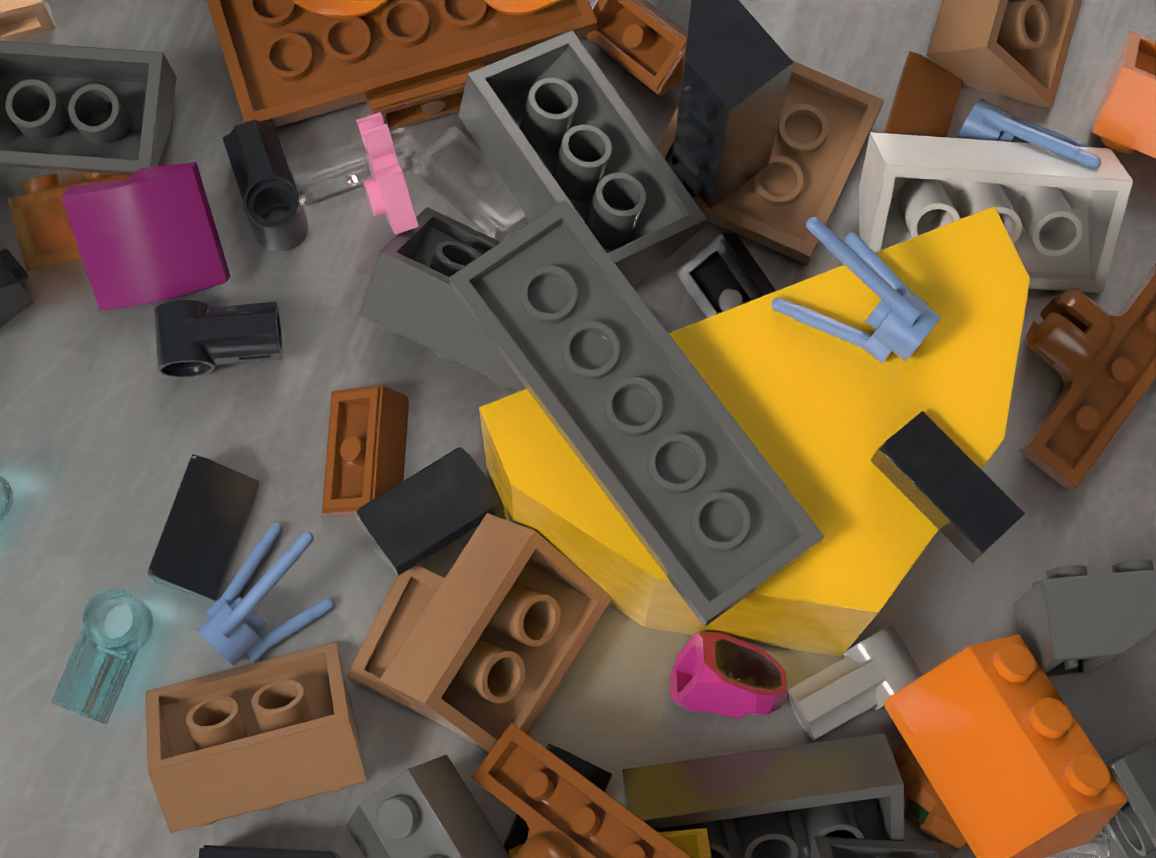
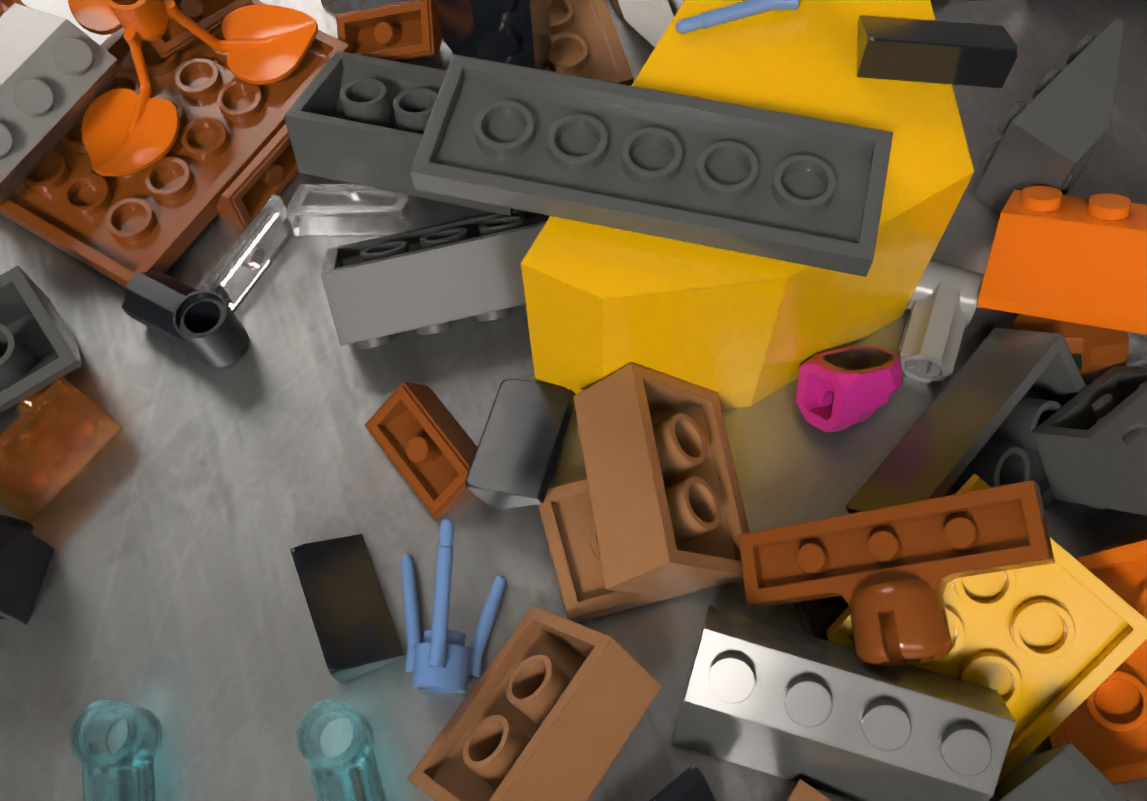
camera: 35 degrees left, 10 degrees down
(147, 236) = (112, 414): magenta slope -> none
(198, 336) = (220, 464): black piece -> none
(387, 188) = (284, 231): bright pink plate -> none

